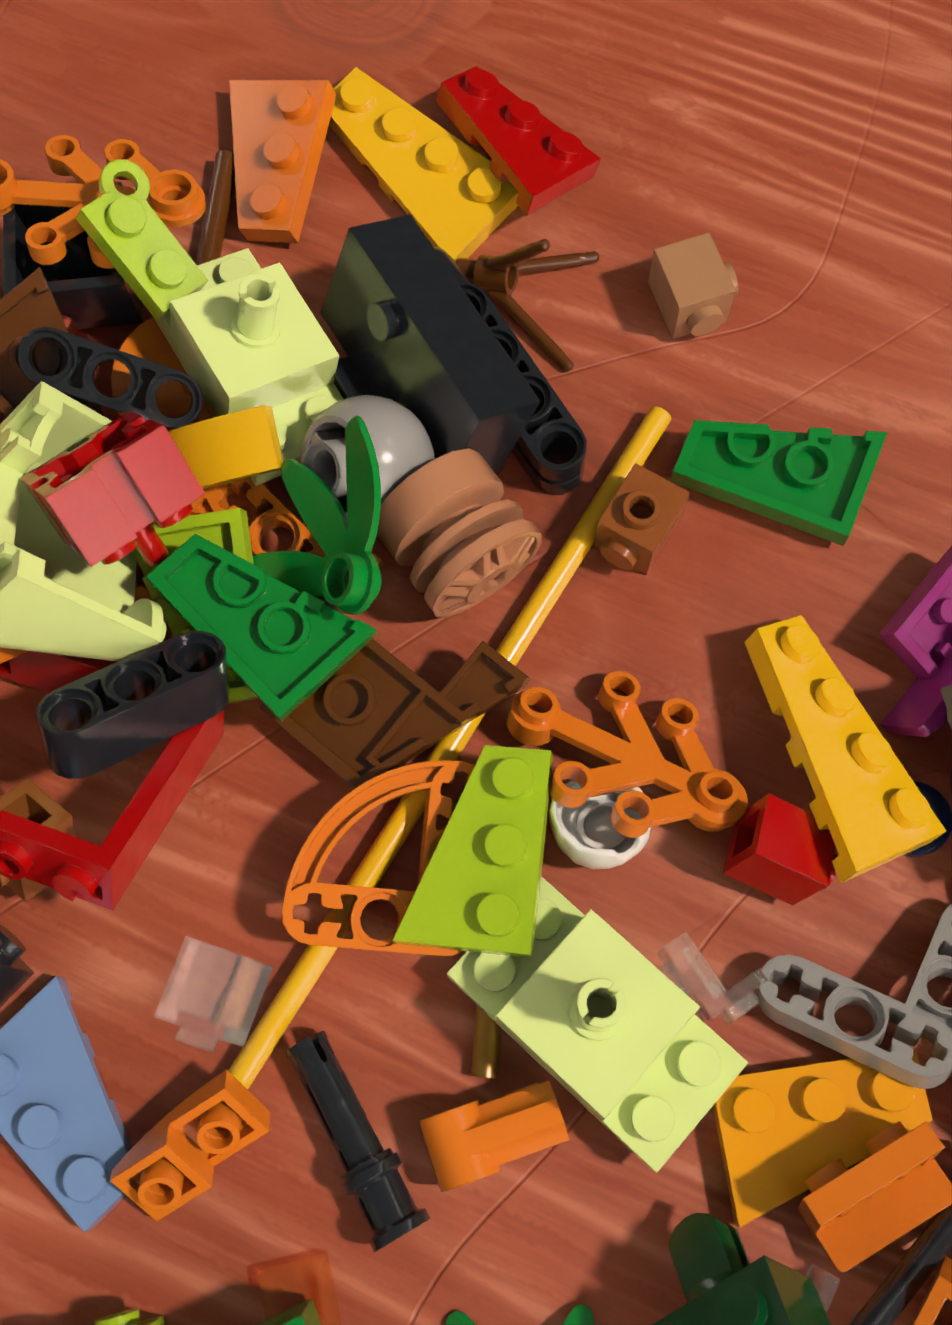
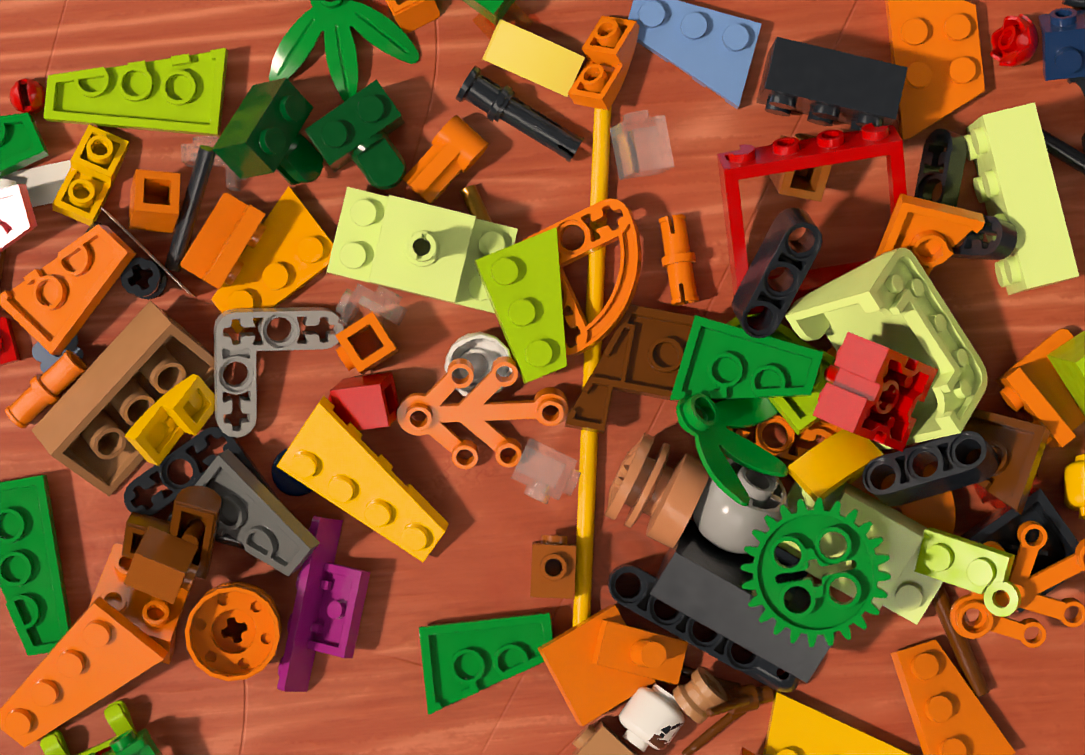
camera: 145 degrees right, 15 degrees up
(260, 815) = (678, 259): none -> orange pin
(286, 1215) = (533, 57): none -> light yellow slope
(338, 252) = (825, 613): none -> green gear
(543, 292) = (699, 694): none -> medium nougat wheel
(585, 640) = (546, 472): none -> clear brick
(590, 372) = (639, 652): none -> orange tile
(596, 1248) = (360, 134): none -> dark green brick
(614, 300) = (651, 718): none -> white head
(647, 387) = (584, 685): none -> orange tile
(742, 927) = (365, 344): none -> orange brick

